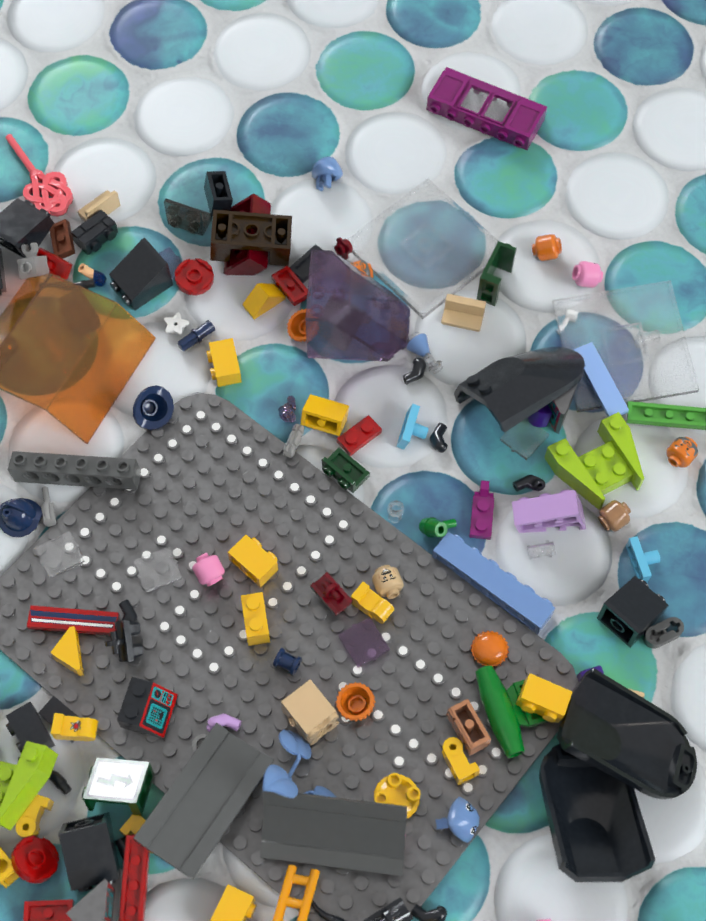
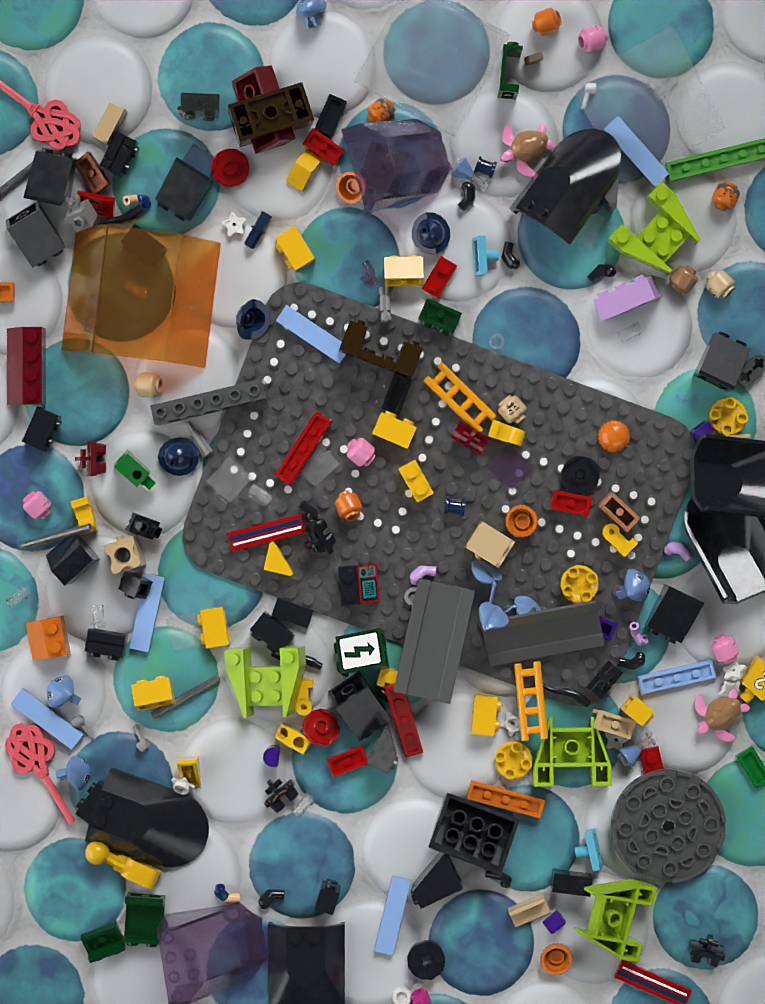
camera: 15 degrees left, 25 degrees up
(22, 436) = (148, 384): none -> tan head
(73, 728) = (307, 619): yellow leg -> none
(81, 575) = (259, 494): none -> clear pin
(150, 548) = (303, 448): none -> red tile
(172, 620) = (348, 505): none -> orange head
(209, 444) = (311, 333): none -> light blue tile
(217, 191) = (218, 73): black brick -> none
(244, 460) = (405, 362): none -> dark brown plate
(271, 527) = (396, 394): none -> black tile
(339, 540) = (459, 385): none -> light orange bar
(343, 247) = (357, 89): dark red plate -> none
(366, 392) = (430, 233): none -> dark blue helmet
(412, 858) = (608, 627): none -> dark purple brick
(418, 702) = (571, 503): none -> red plate
(432, 687) = (582, 464): none -> black plate
(435, 528) = (535, 345): green piece -> none
(443, 350) = (485, 167): none -> dark blue bush
(444, 883) = (635, 633): none -> lavender arm
(463, 312) = (490, 120): tan panel -> none
(482, 513) = (569, 314): magenta hinge -> none
(489, 345) = (525, 147): none -> animal
(494, 583) = (599, 377): medium blue brick -> none
(496, 870) = (673, 614): none -> black slope
(503, 712) = (646, 483): green plate -> none
(524, 273) = (534, 58): none -> dark tan tile
(525, 799) = (678, 548): none -> lavender arm
(544, 698) = (671, 468): yellow brick -> none
(626, 669) = (728, 416): none -> yellow dish
(641, 560) = (716, 312): medium azure tile -> none
(653, 533) = (720, 284): none -> tan head

